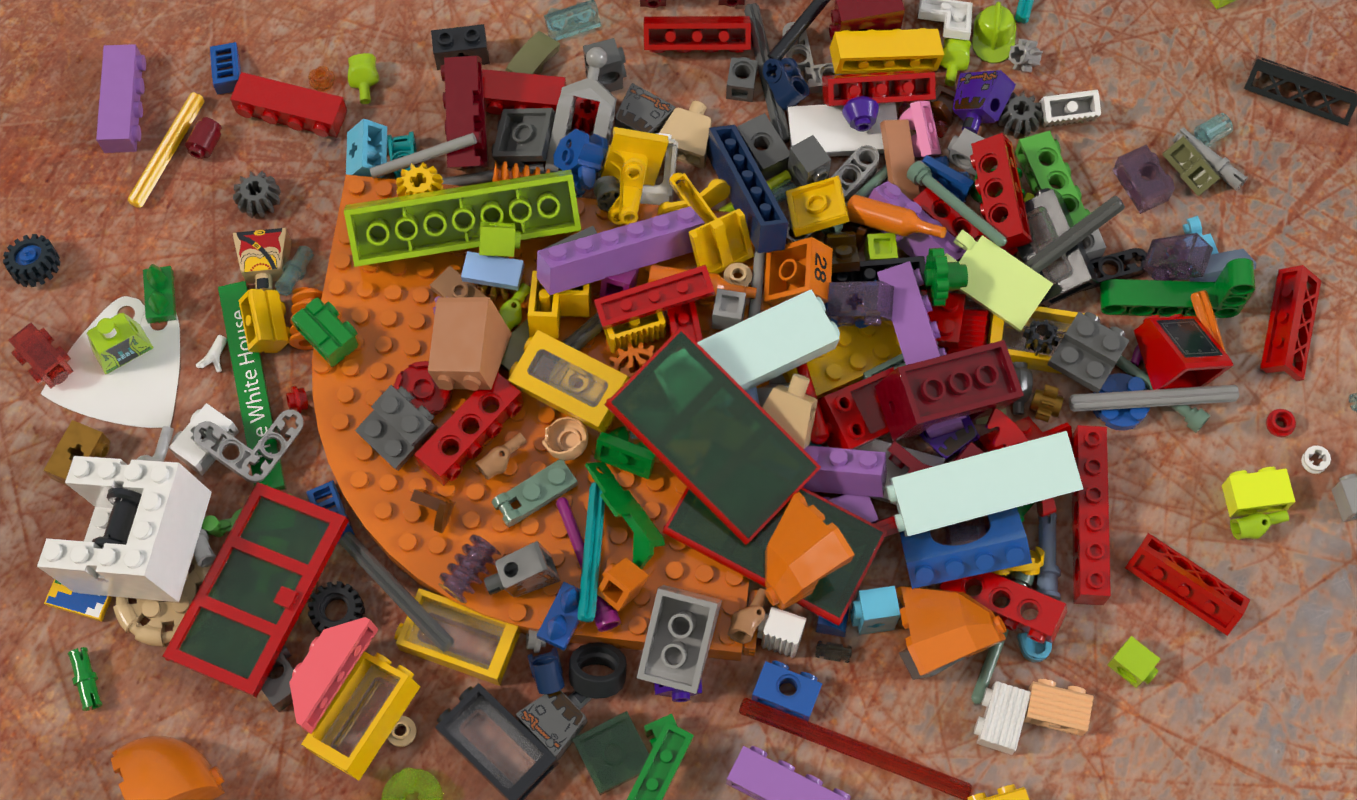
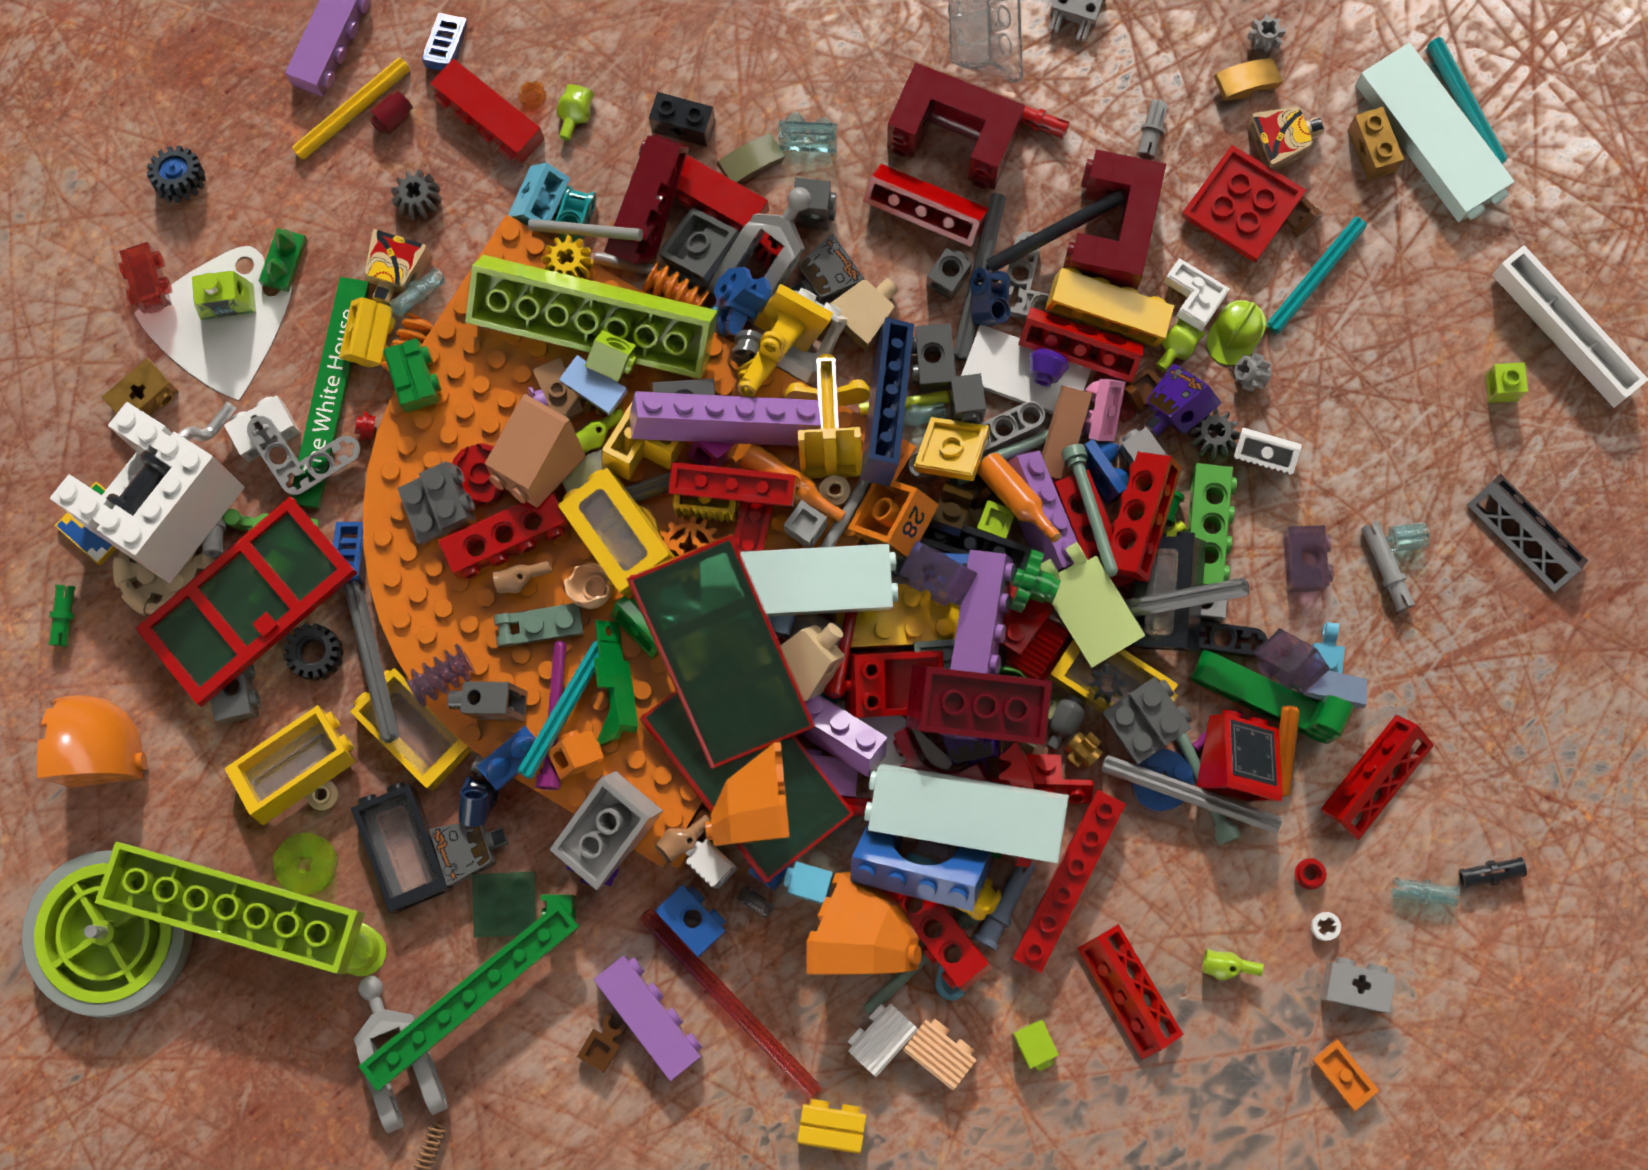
camera: 30 degrees right, 10 degrees up
(214, 354) = (307, 345): white bar -> none
(326, 668) = (271, 711): coral wedge -> none
(438, 503) = (440, 595): reddish brown tile -> none
(597, 686) = (529, 802): black tyre -> none
(1191, 165) = (1364, 564): olive slope -> none
(1258, 492) = (1247, 934): neon yellow brick -> none

